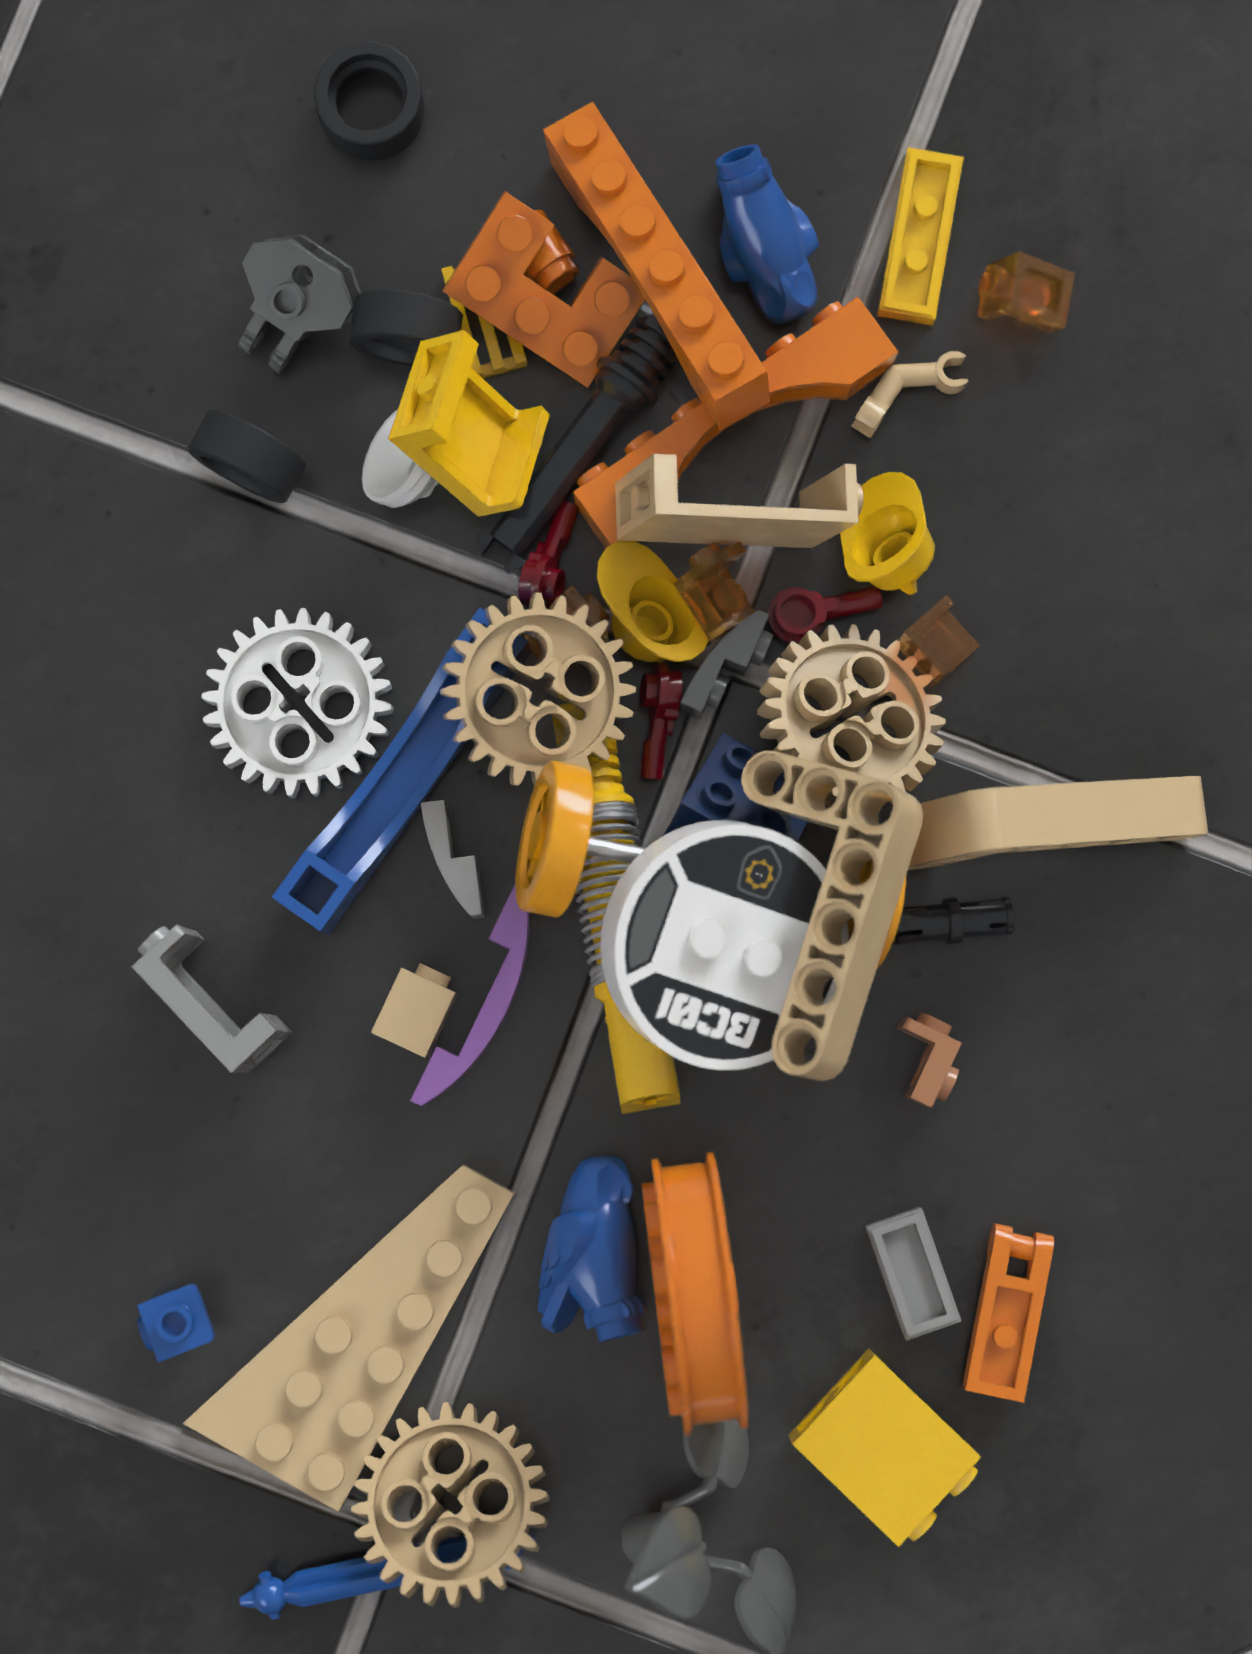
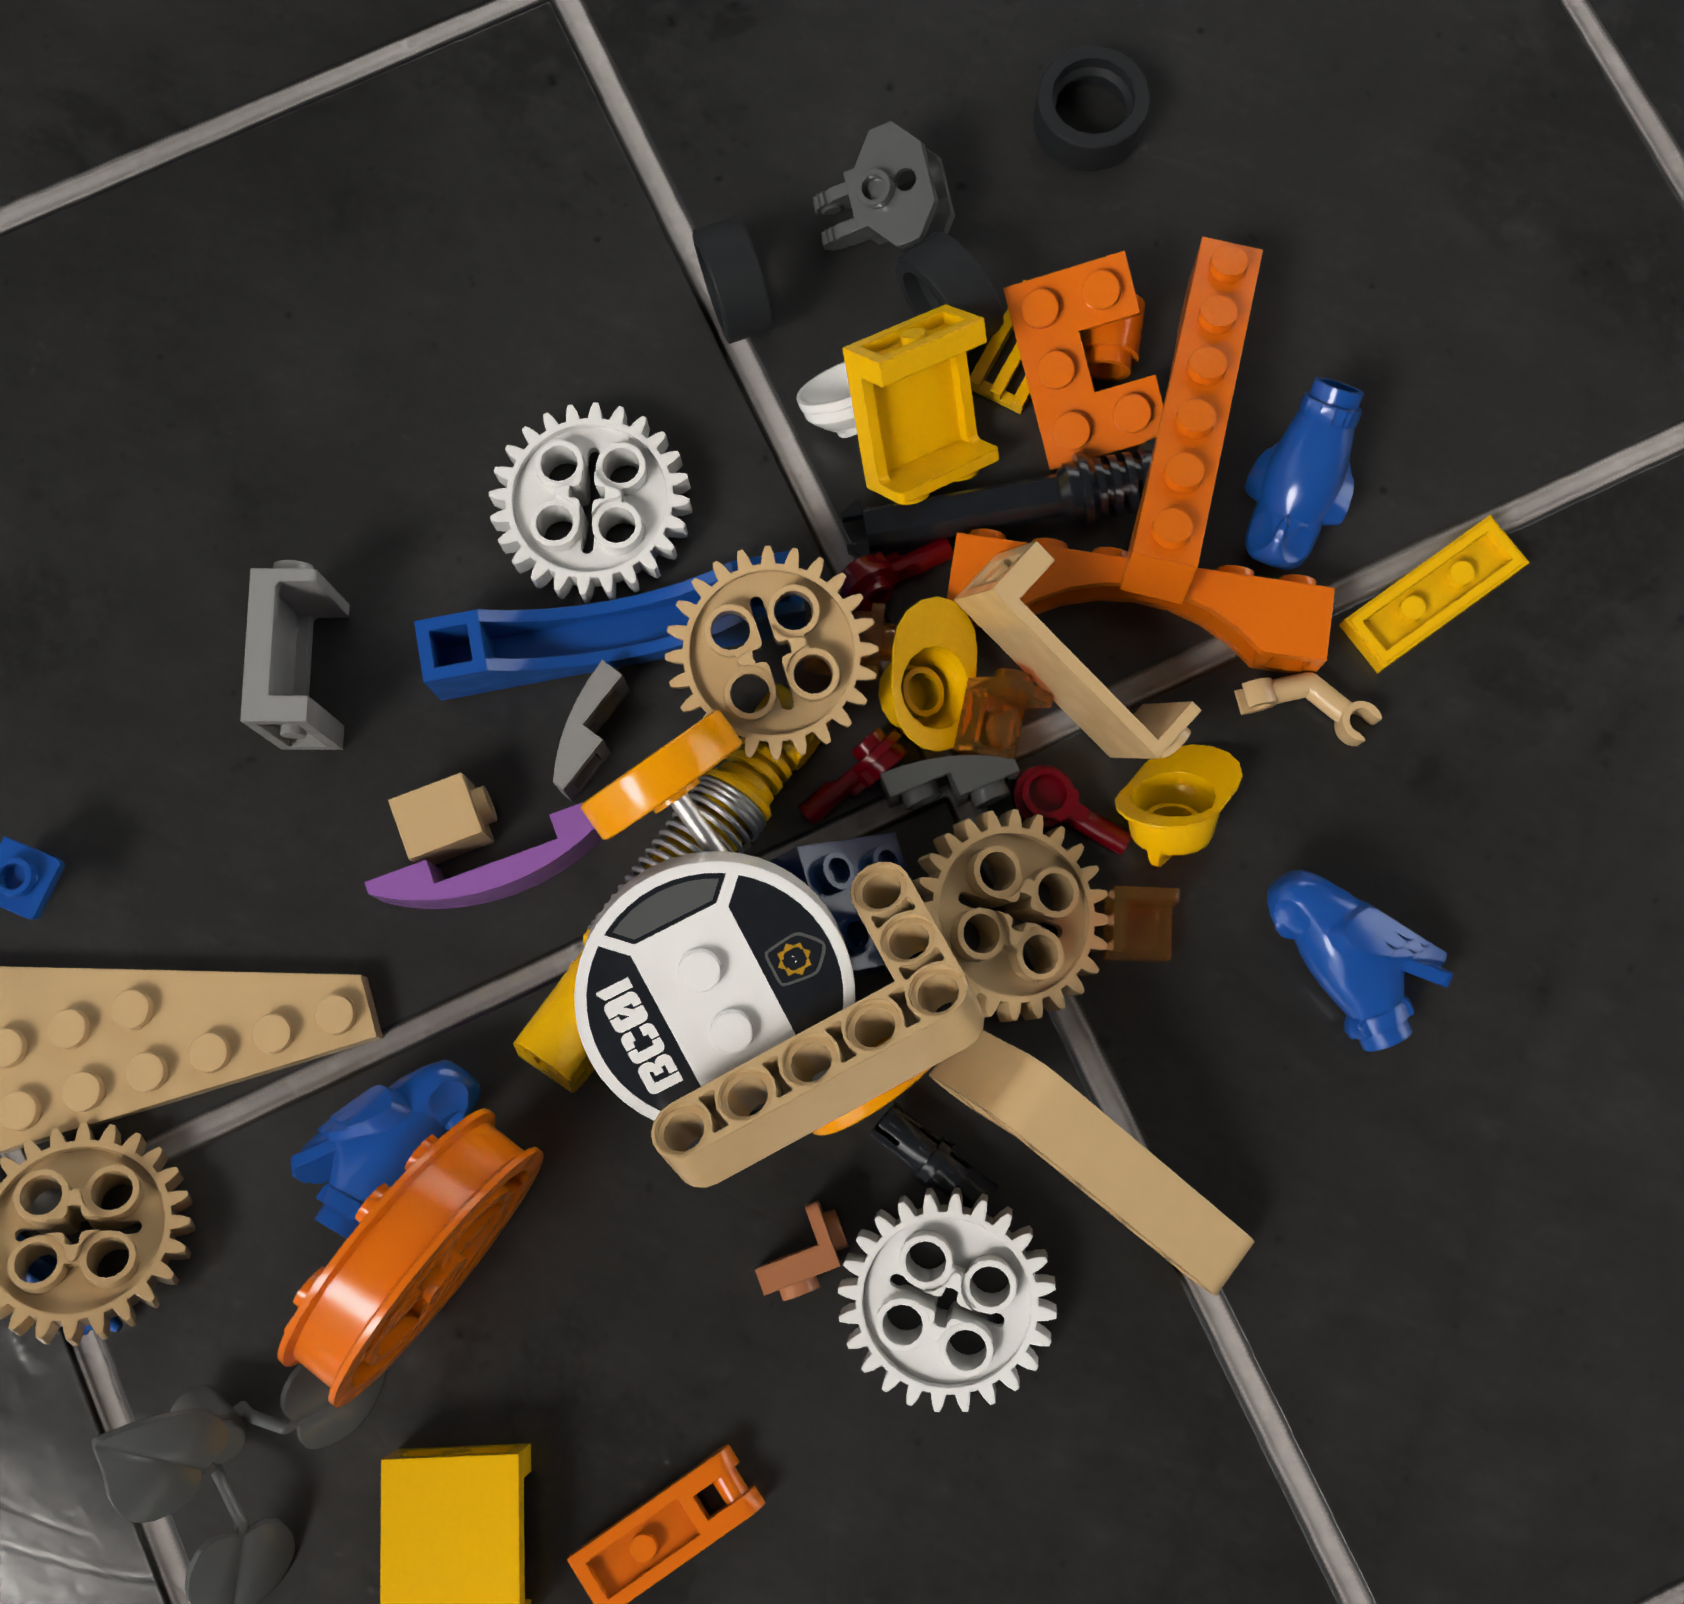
camera: 50 degrees right, 5 degrees down
(912, 1273) = (623, 1418): light grey tile -> none
(1026, 291) = (1482, 713): clear orange bracket -> none
(1062, 1047) = (924, 1354): none -> white gear
(1094, 531) = (1355, 955): none -> blue animal

